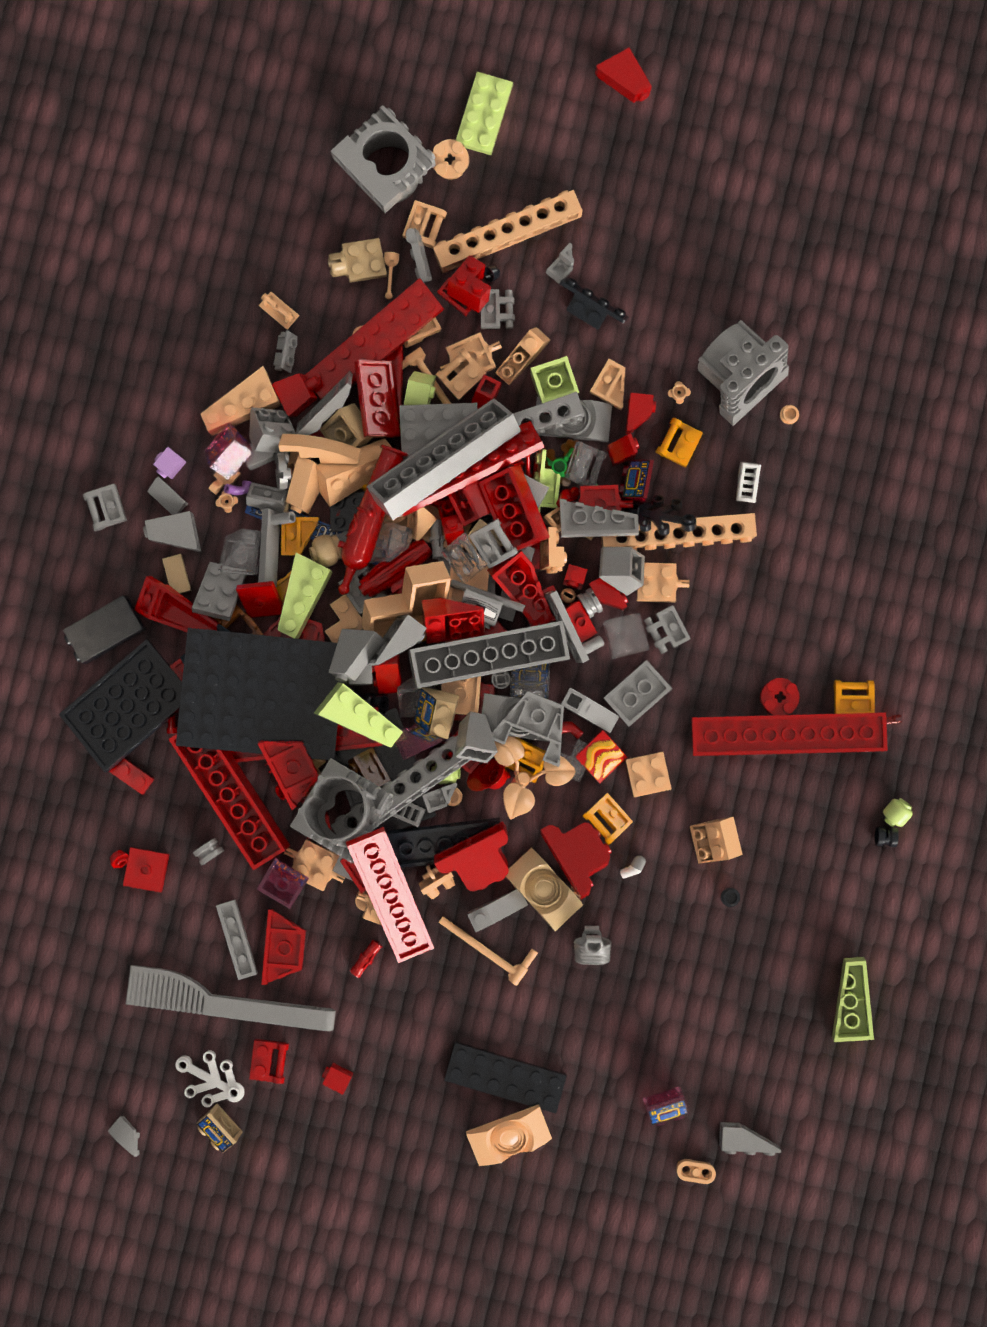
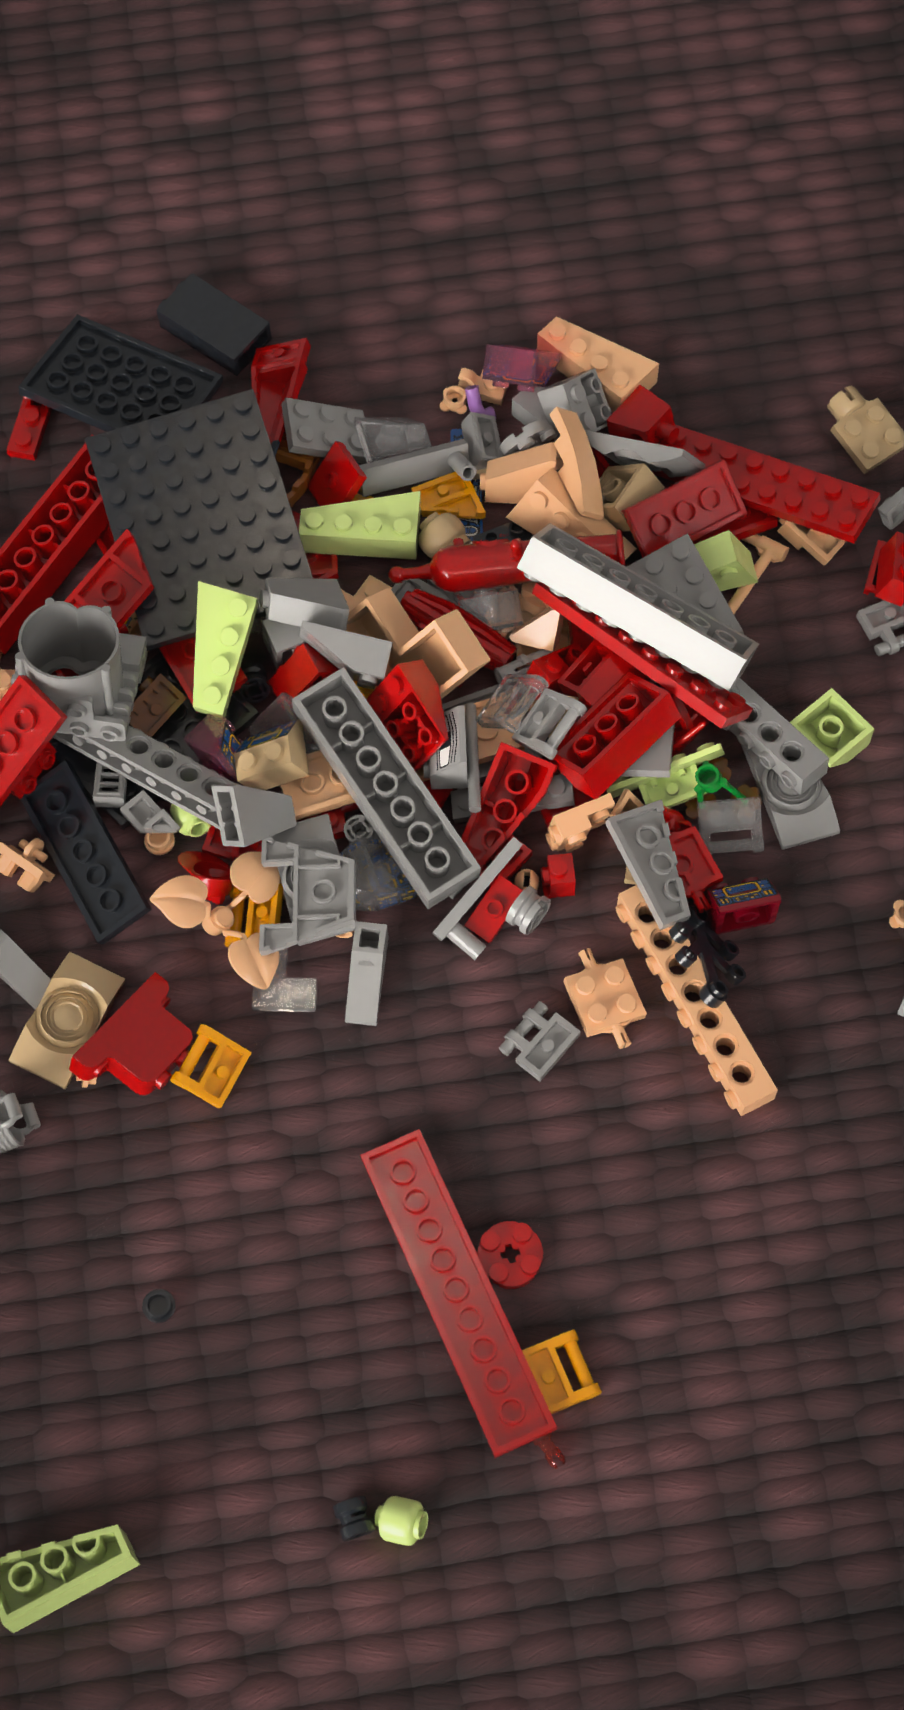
camera: 65 degrees right, 20 degrees down
(110, 505) = (383, 271): light grey plate -> none
(167, 496) = (428, 330): light grey slope -> none
(168, 463) = (473, 313): lavender brick -> none
(174, 530) = (385, 353): light grey slope -> none
(177, 573) = (328, 380): tan tile -> none
(278, 310) = (747, 361): light nougat hinge -> none
(287, 343) = (695, 392): light grey hinge -> none
(391, 259) = (889, 468): light nougat hinge -> none
(463, 380) = (773, 617): light nougat plate -> none
(477, 859) = (76, 902): red brick -> none
(478, 350) = (807, 617): light nougat plate -> none
(486, 391) = (772, 653): red slope -> none
(522, 355) = (856, 682): light nougat slope -> none
(570, 727) = (330, 960): red arm -> none
(600, 756) = (302, 1020): slope -> none
(608, 594) = (556, 929): red slope -> none
(610, 384) = (868, 815): light nougat wing -> none
(622, 568) = (599, 926): light grey slope -> none
(623, 449) = (780, 864): red slope -> none
(626, 635) = (502, 983): clear slope -> none
(635, 867) = (151, 1139): arm -> none
(637, 693) = (422, 1036): light grey plate -> none
(639, 410) = (847, 868): red slope -> none
(648, 774) = (304, 1103): light nougat plate -> none
(685, 445) = (830, 956): light orange plate -> none
(716, 840) = (241, 1244): light nougat slope -> none
(739, 497) = (825, 1081): white slope -> none

